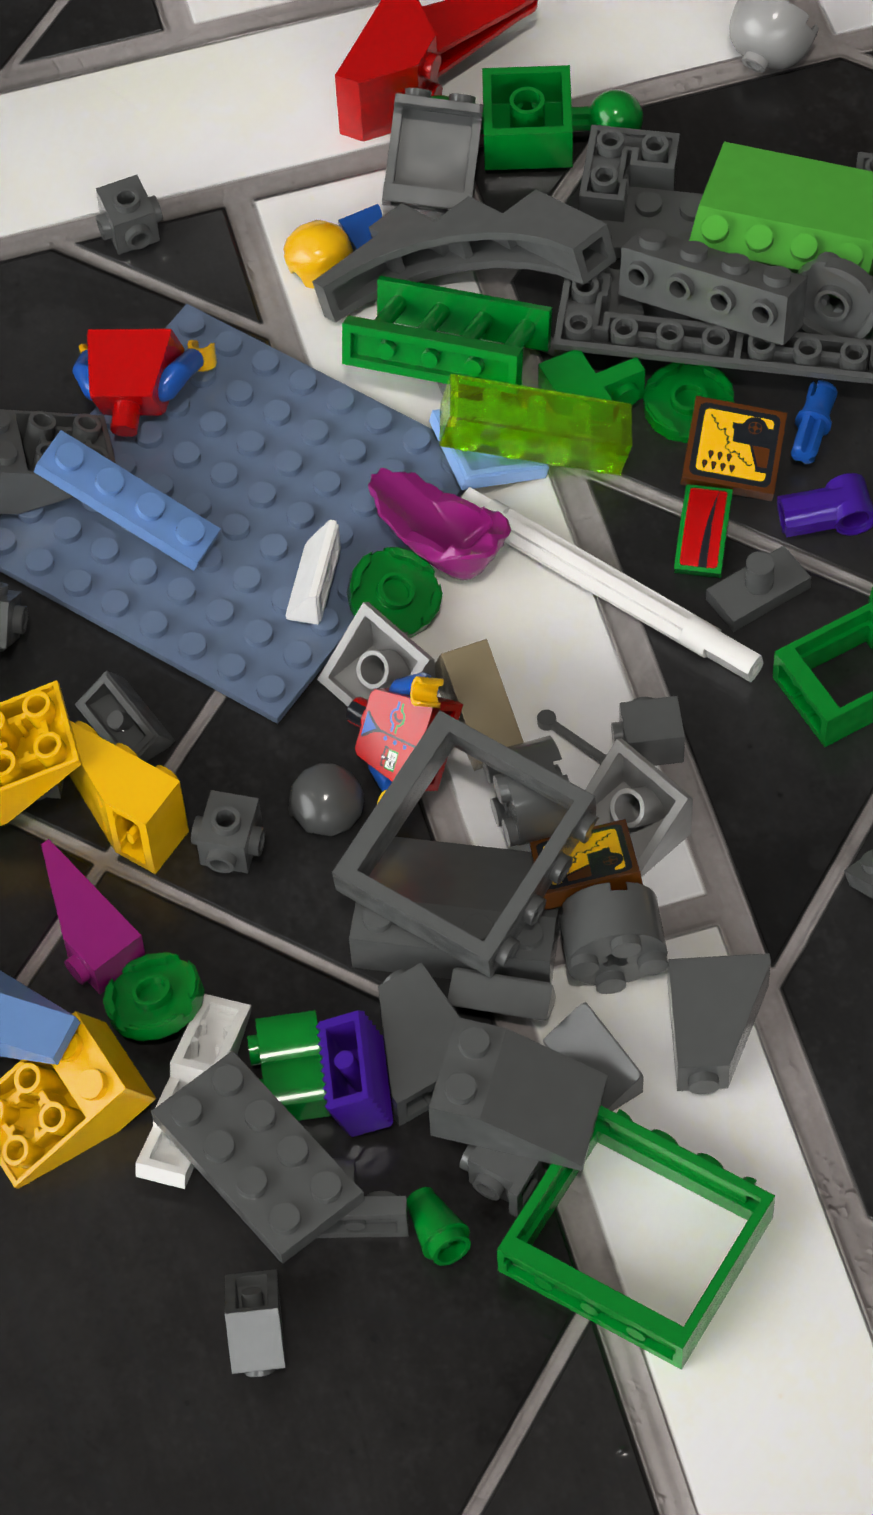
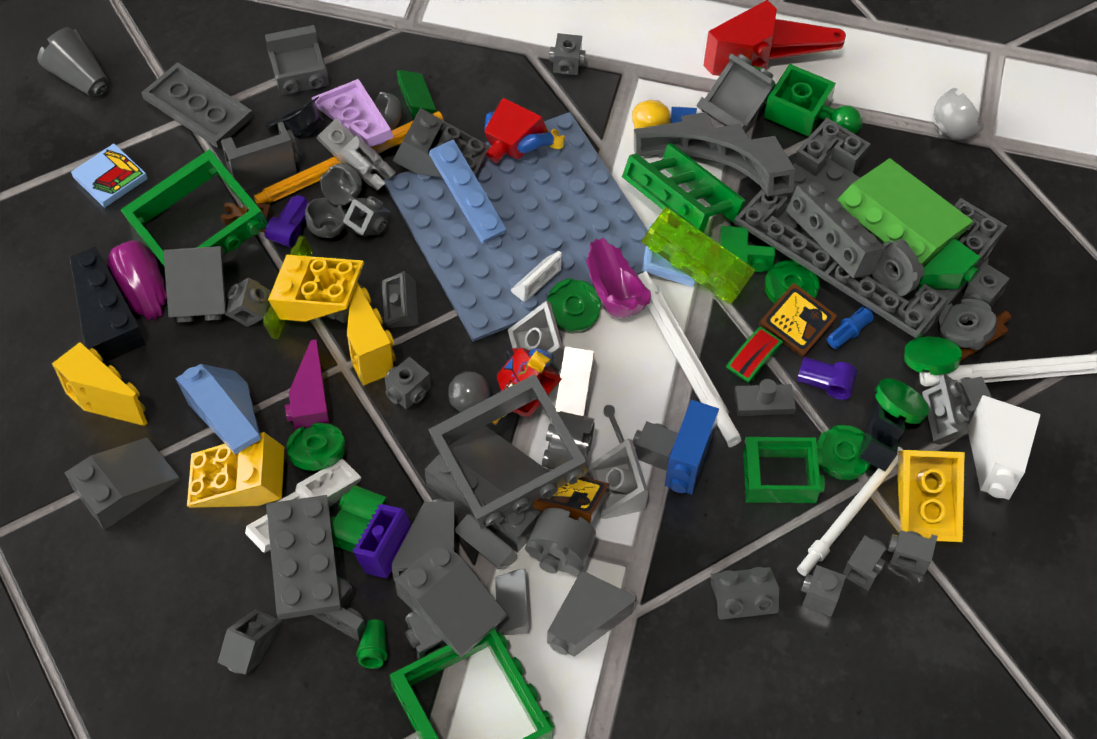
camera: 25 degrees right, 0 degrees up
(709, 706) = (691, 447): none -> blue brick

